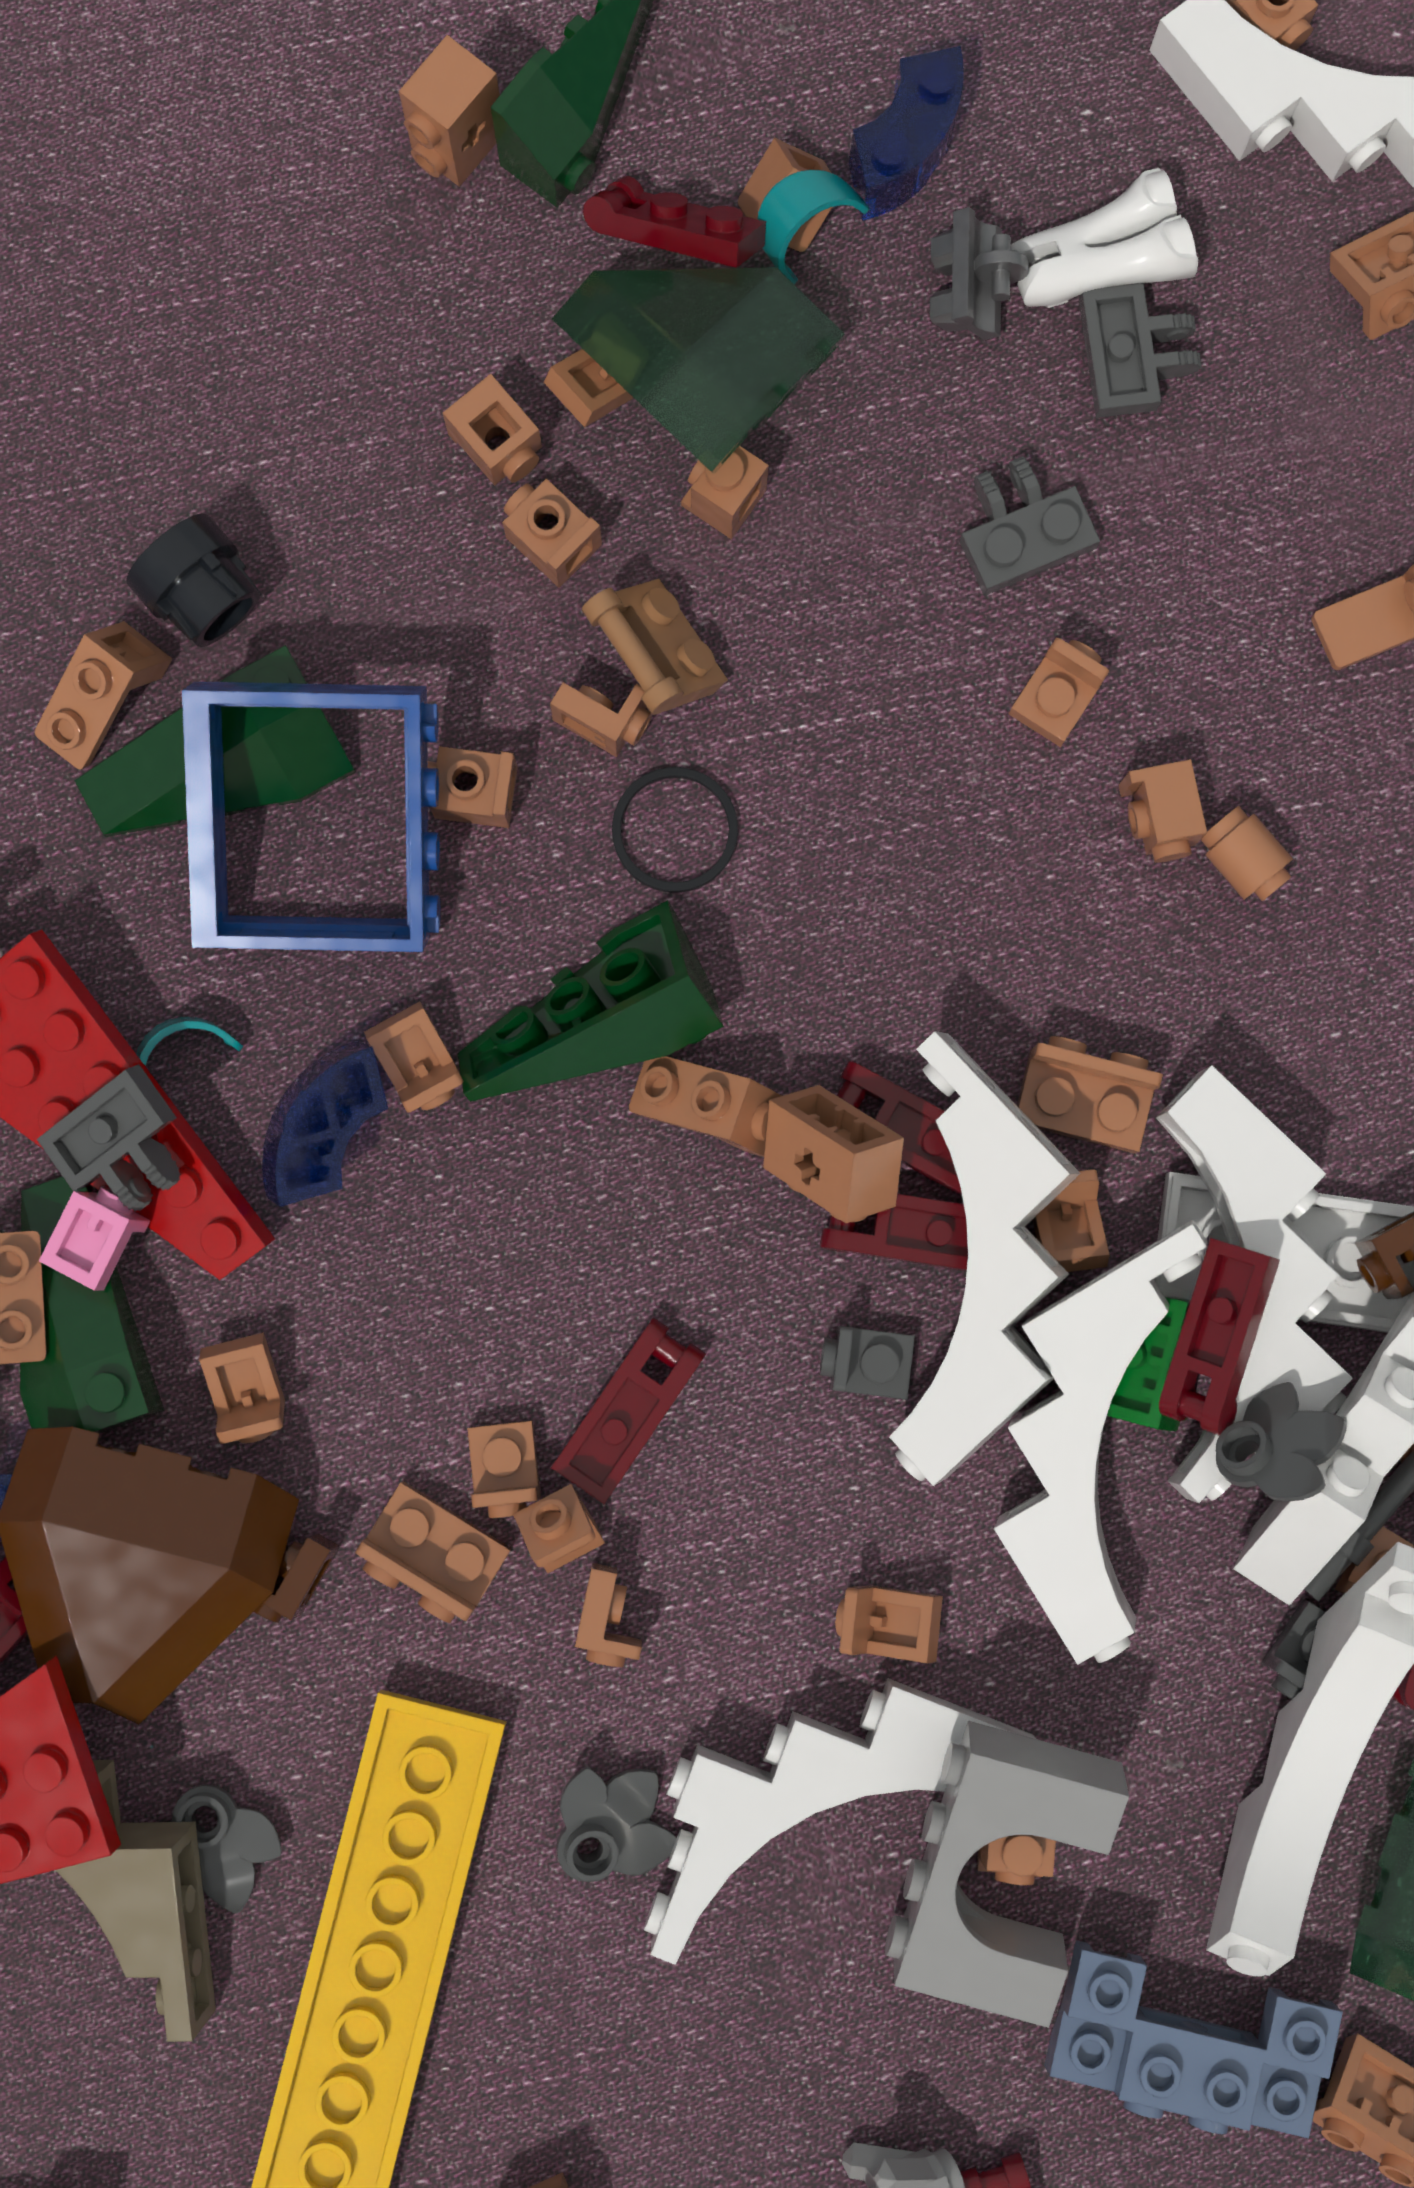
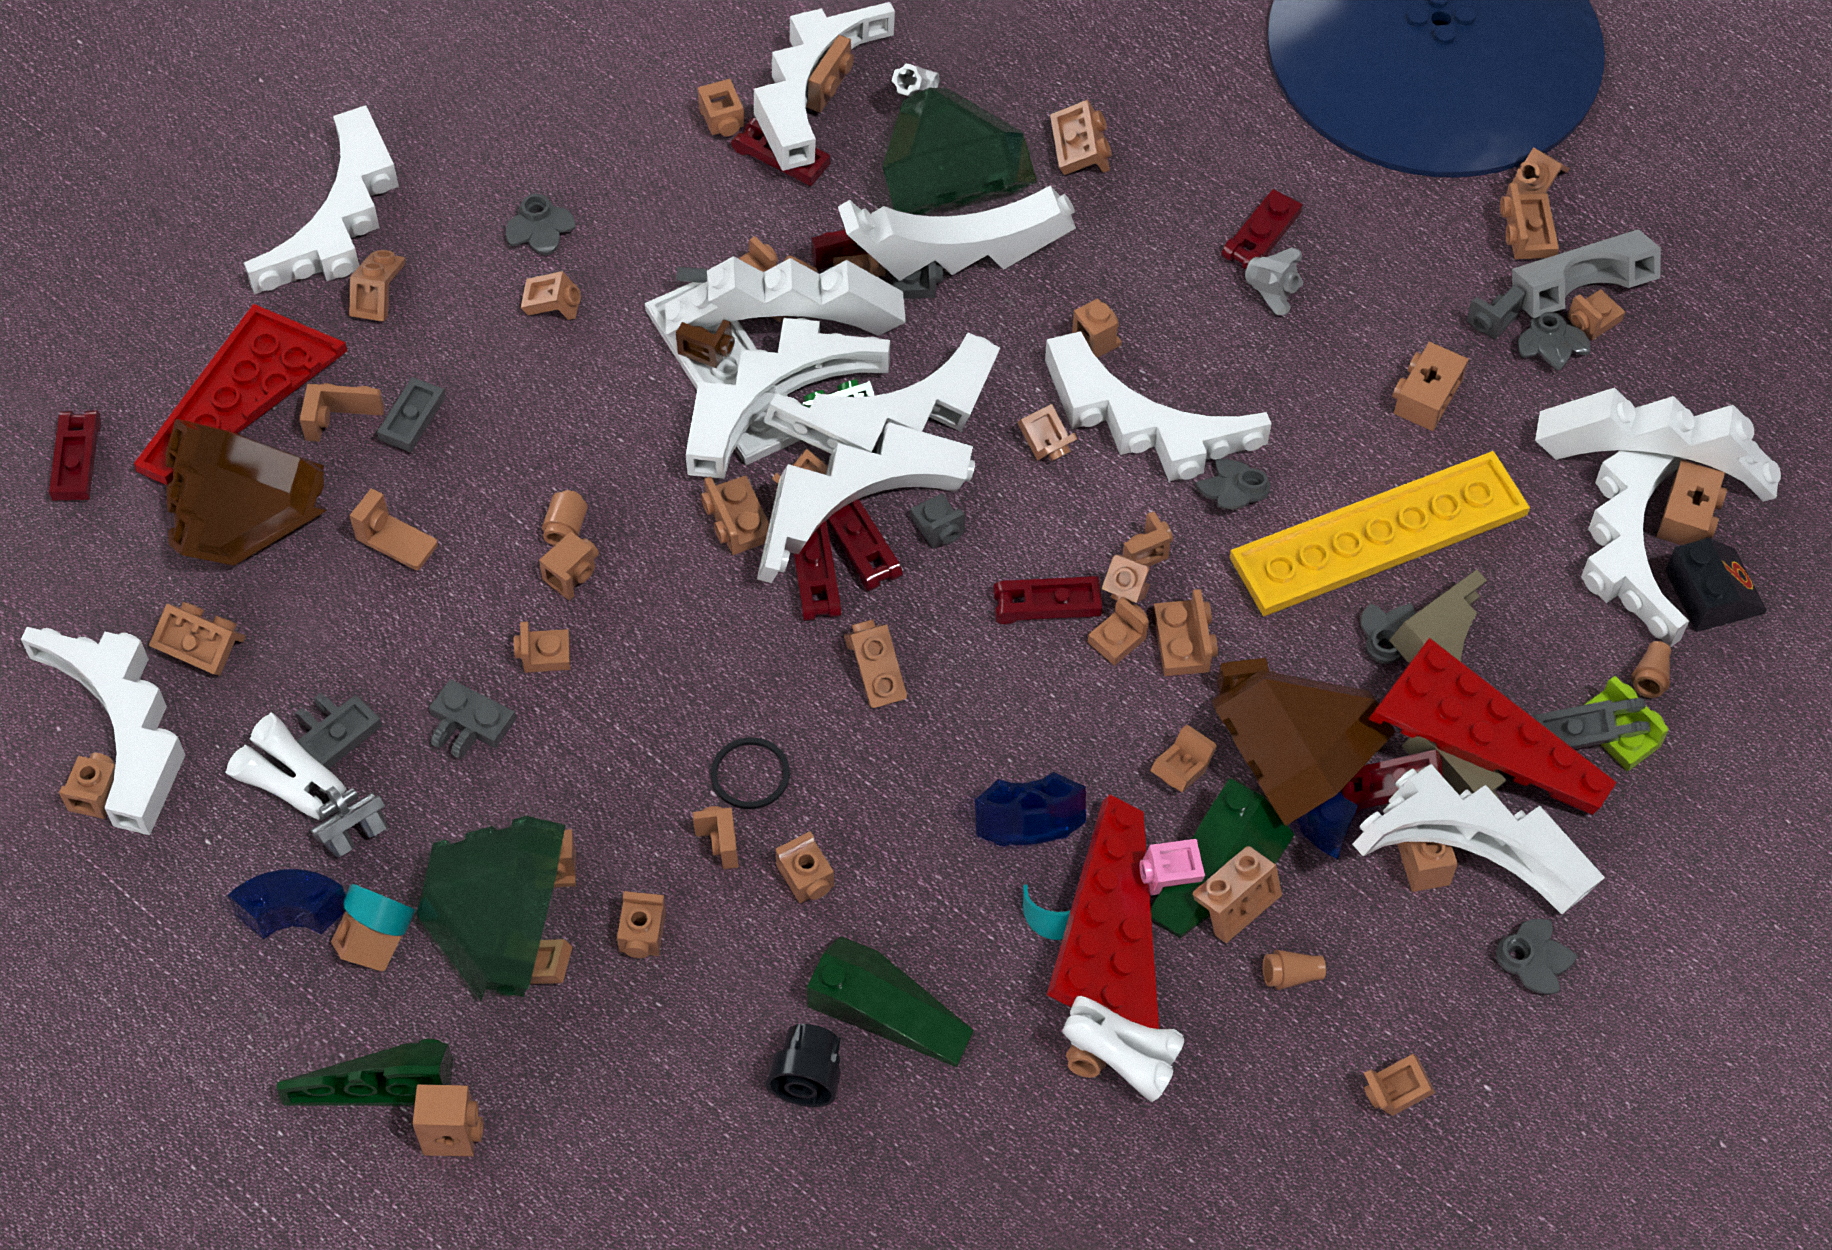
camera: 125 degrees left, 25 degrees down
(94, 689) = (901, 1075): nougat bracket -> none
(108, 1129) = (1117, 885): dark grey hinge -> none
(207, 835) = (866, 983): blue window -> none
(415, 1059) = (959, 797): nougat bracket -> none
(489, 413) = (604, 1002): nougat brick -> none
(619, 1009) = (868, 734): dark green wedge -> none
(656, 644) = (664, 829): medium nougat plate -> none
(673, 224) = (427, 973): dark red plate -> none
(833, 1153) = (856, 579): nougat brick -> none
(996, 1790) = (1085, 336): light grey arch -> none
(1189, 2064) = (1127, 214): sand blue bracket -> none
(1218, 1335) = (808, 373): dark red plate -> none
(1285, 1444) = (835, 312): dark grey plate -> none

